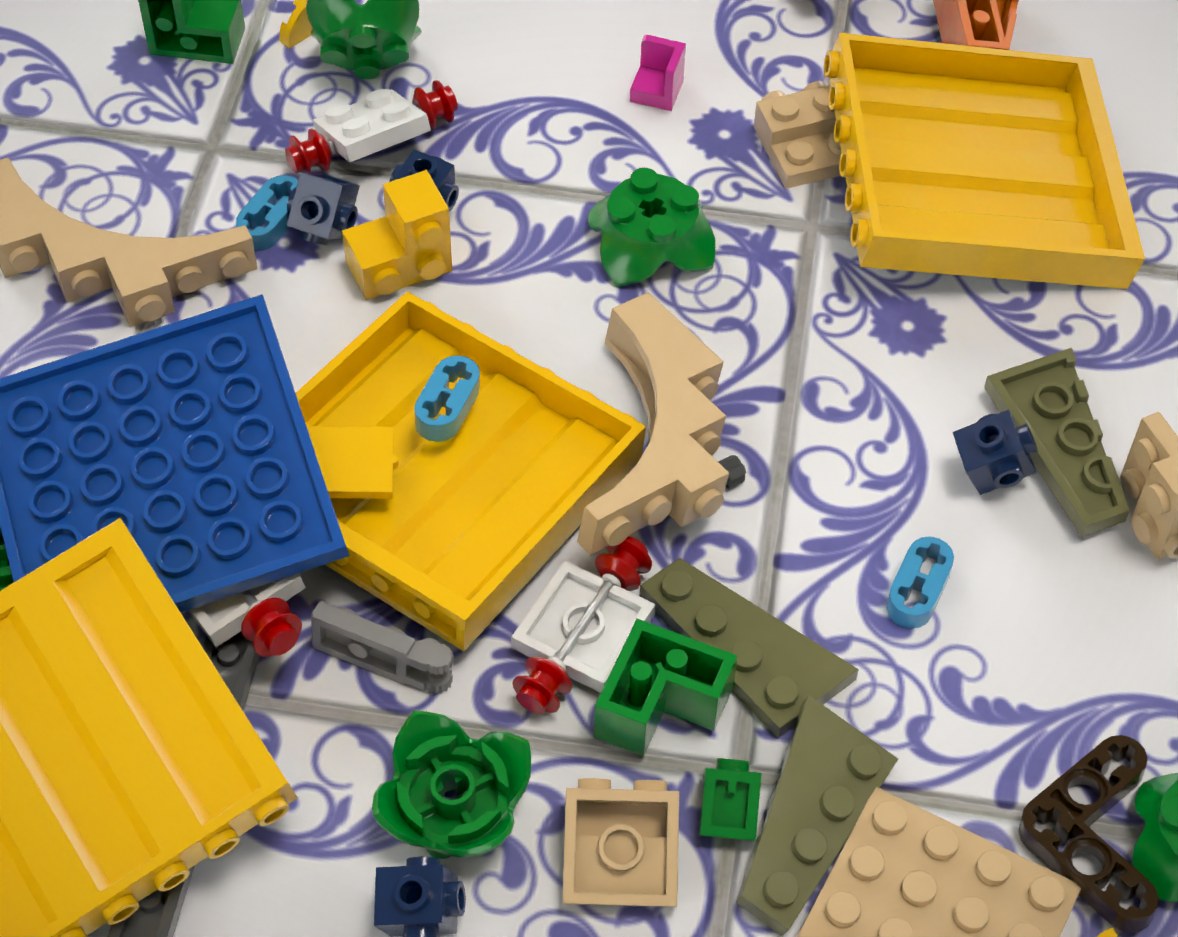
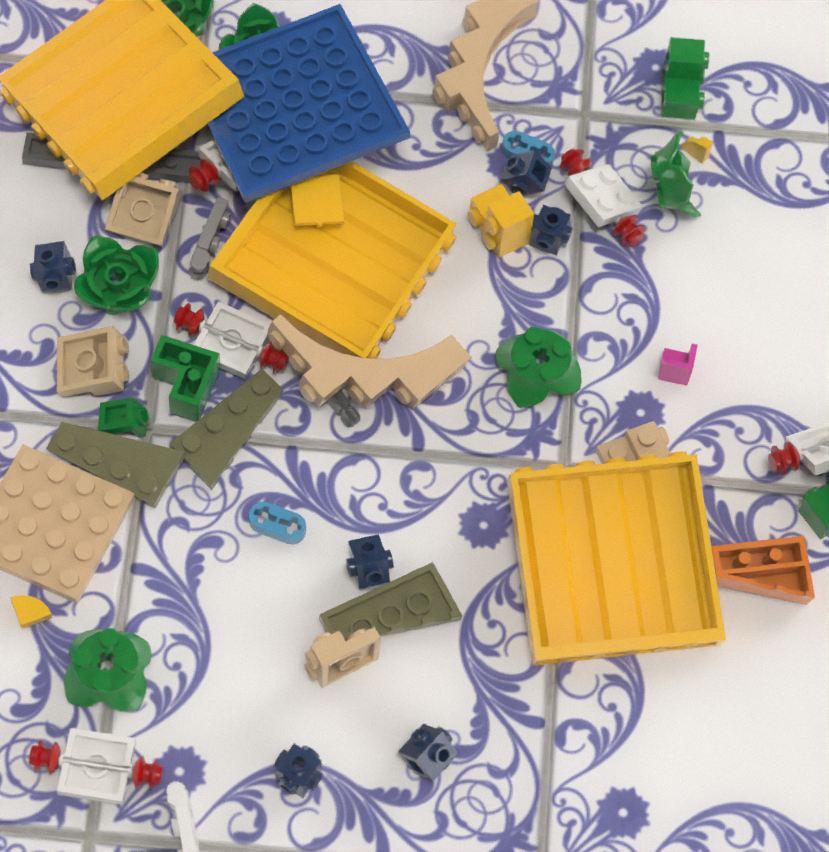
camera: 80 degrees right, 10 degrees up
(316, 742) = (144, 209): none -> tan plate
(438, 395) = (369, 247): dark azure beam -> none
(1074, 822) = (119, 599): dark brown beam -> none

